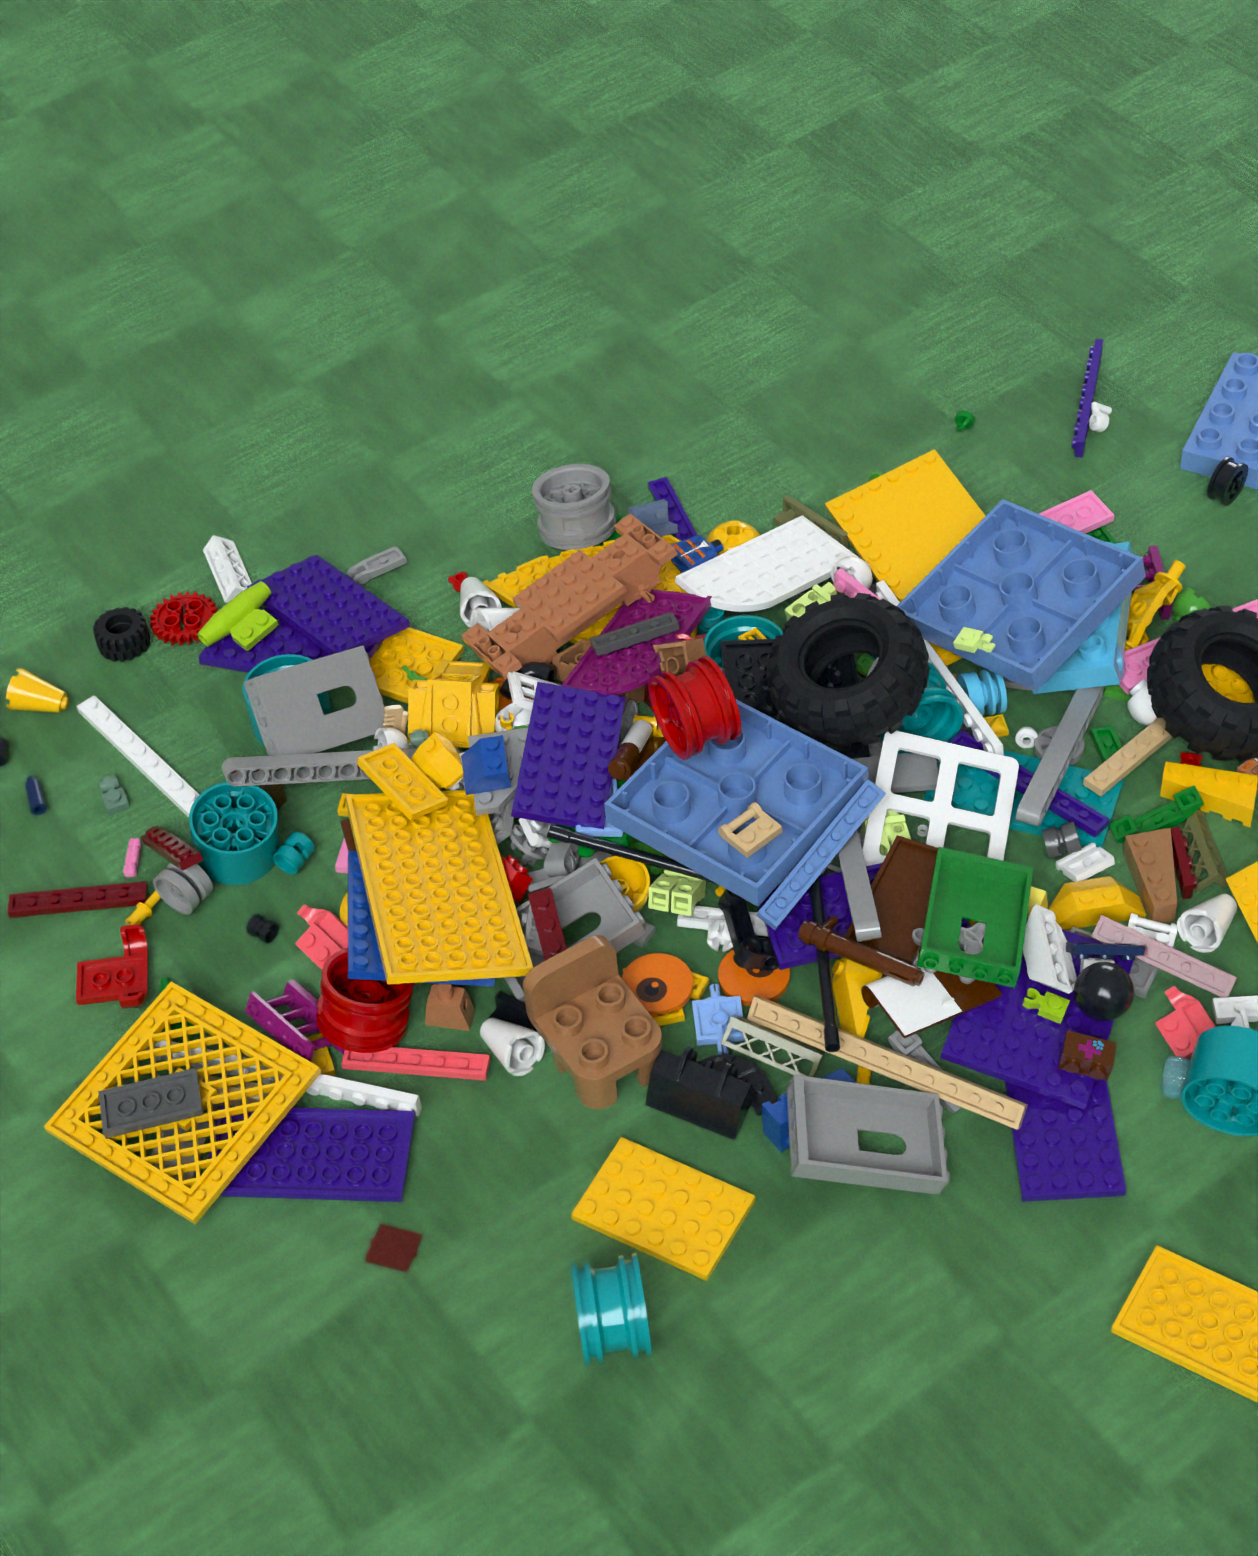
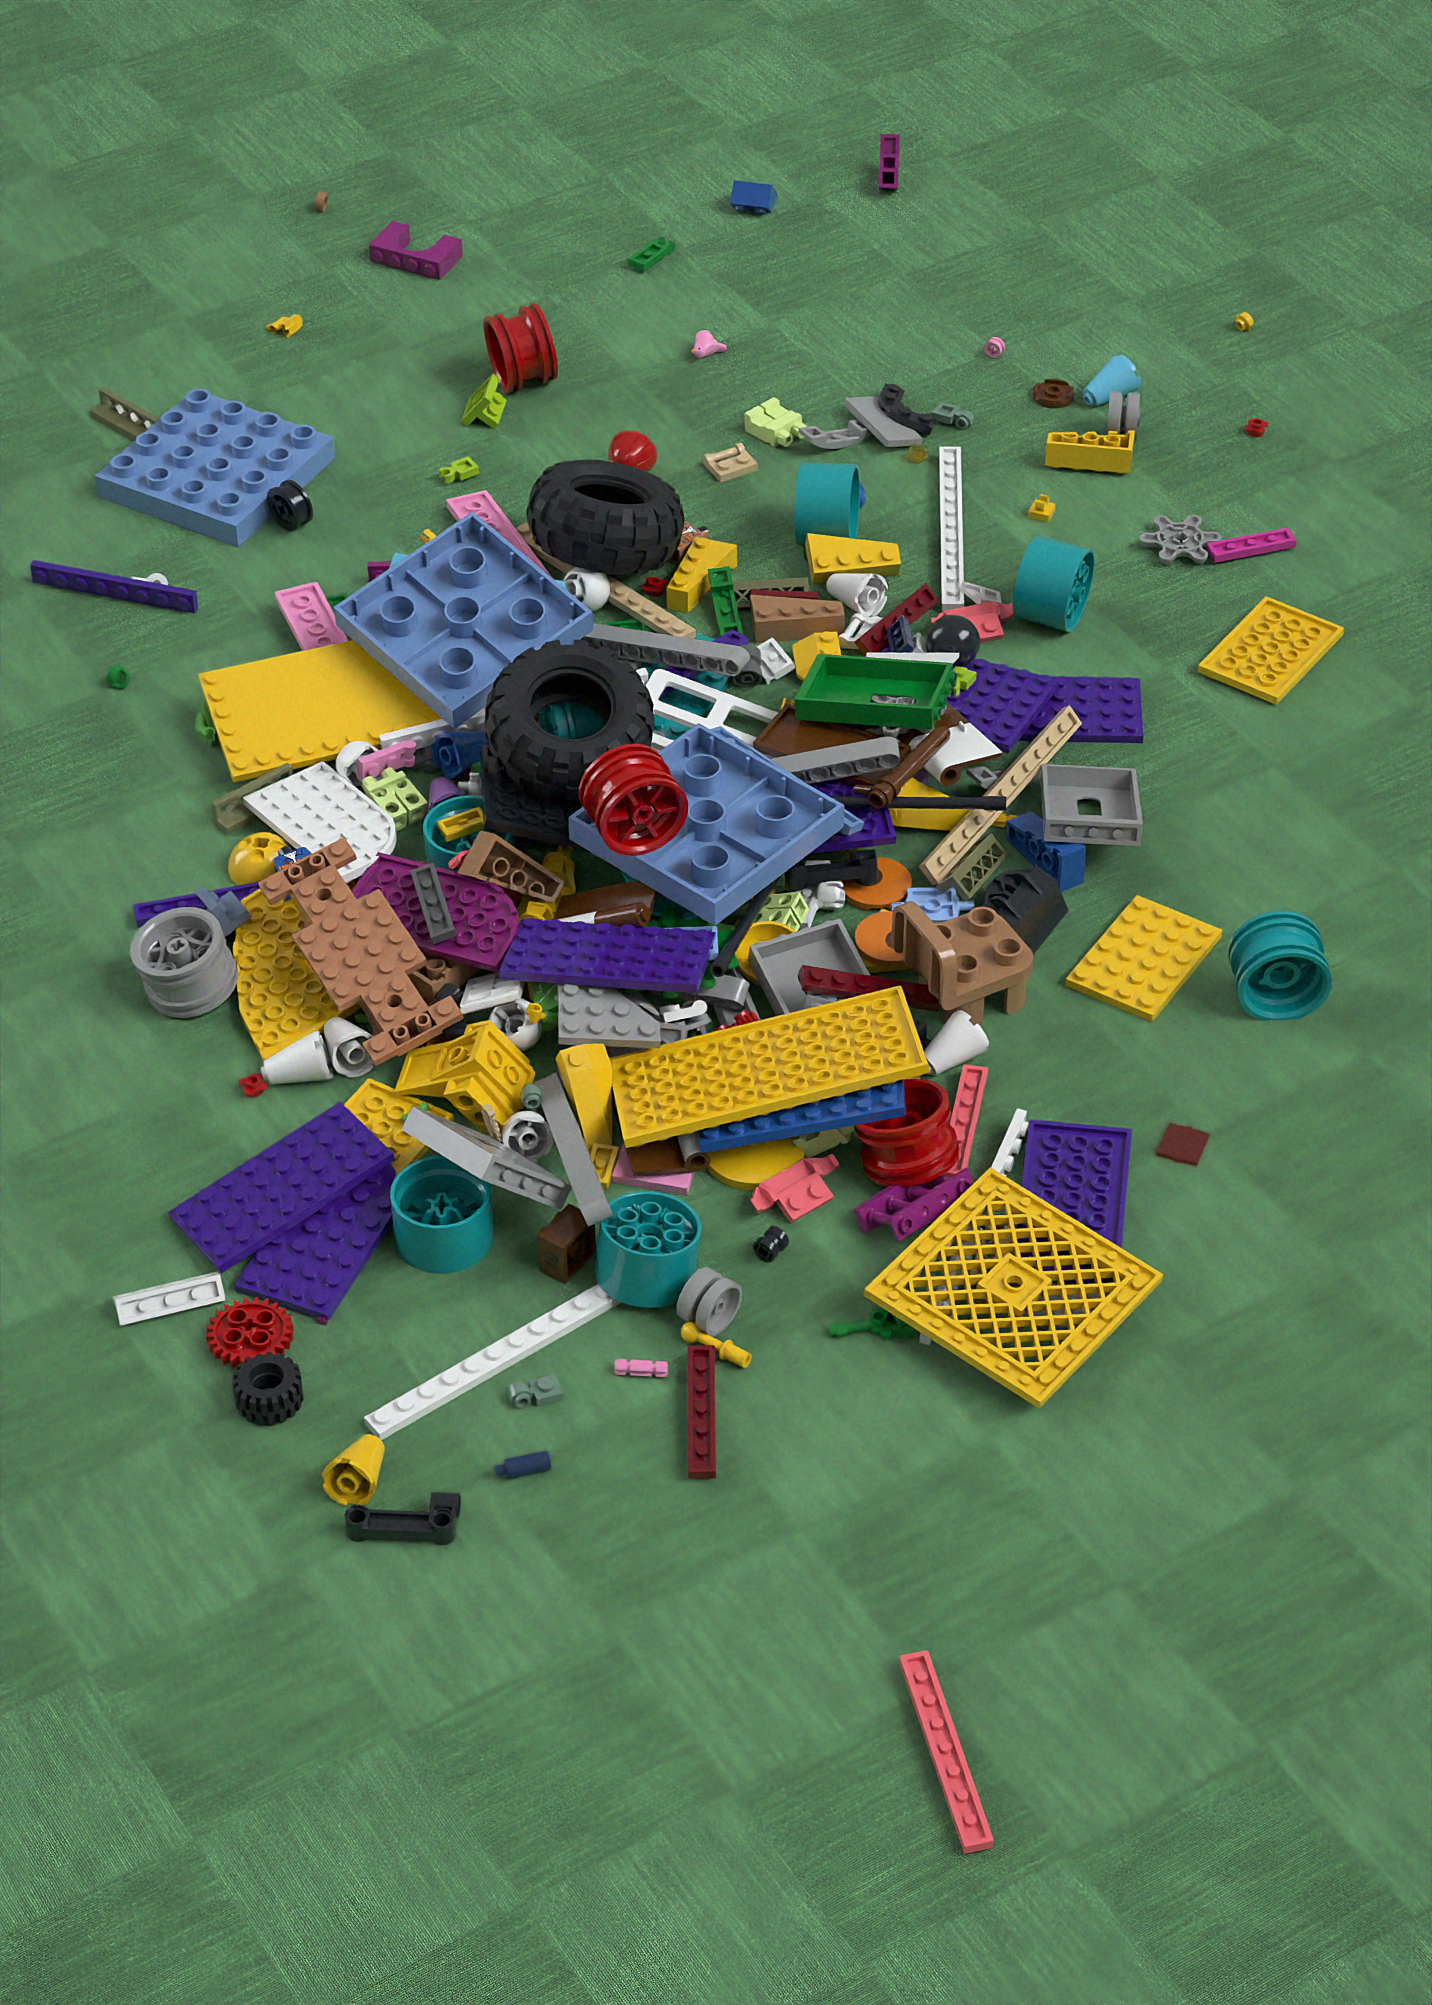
camera: 90 degrees left, 5 degrees down
(117, 977) = (825, 1364): red piece -> none
(150, 1103) = (1027, 1299): dark grey plate -> none
(171, 847) = (666, 1298): dark red plate -> none
(241, 619) = (291, 1258): lime plate -> none
(377, 565) = (202, 1154): light grey hinge -> none
(402, 781) = (614, 1092): yellow plate -> none
(486, 766) = (617, 1013): blue slope -> none
(753, 836) = (777, 796): tan plate -> none
(973, 639) = (536, 642): yellowish green plate -> none
(1087, 1055) = (1019, 662): reddish brown brick -> none
(1174, 1076) = (1030, 630): clear light blue gear -> none

